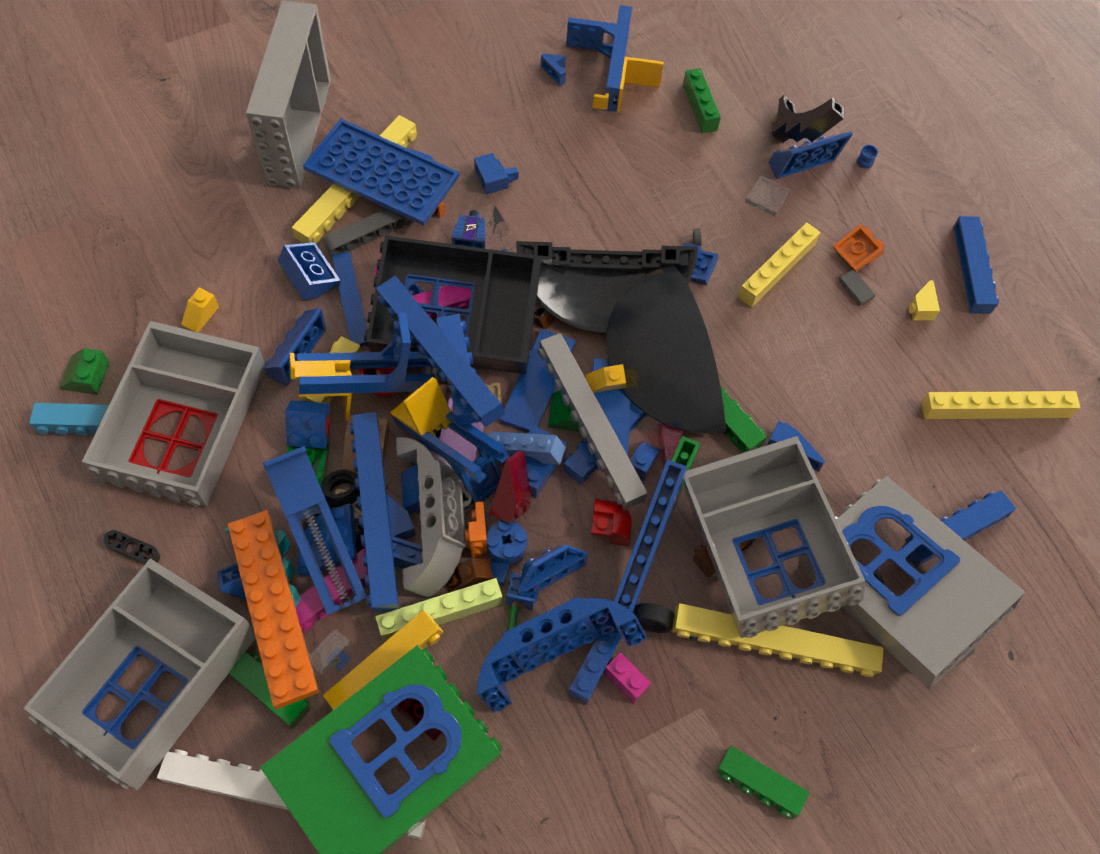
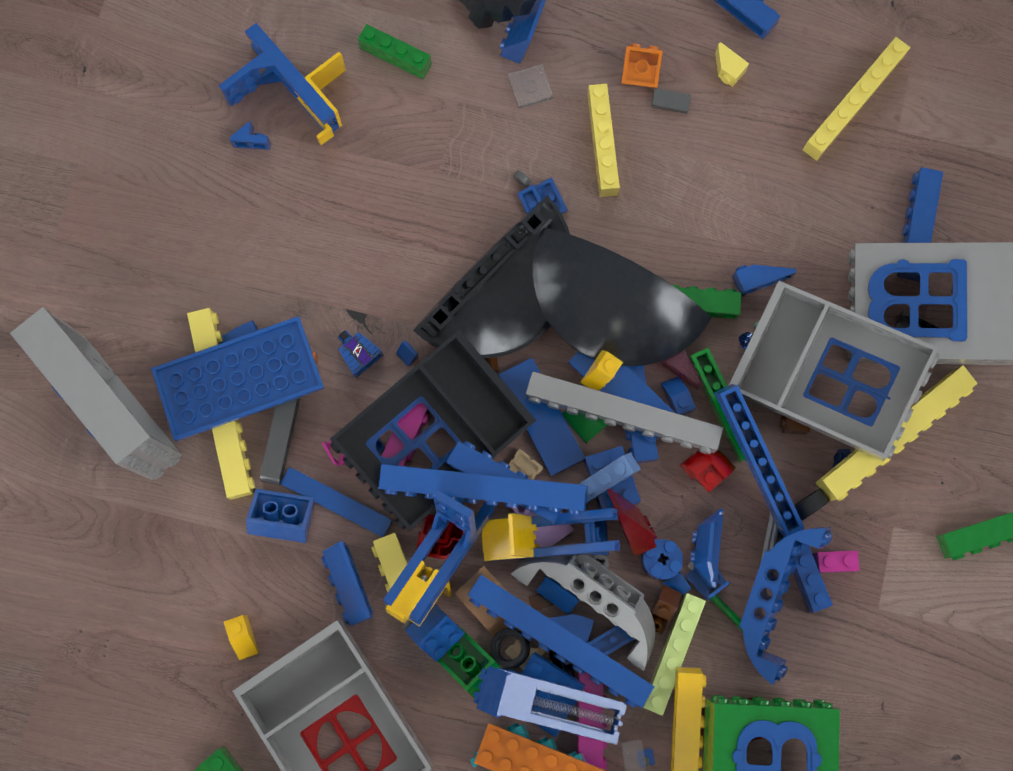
camera: 45 degrees left, 15 degrees up
(476, 534) = (640, 578): orange plate -> none
(493, 174) = (316, 287): blue hinge -> none

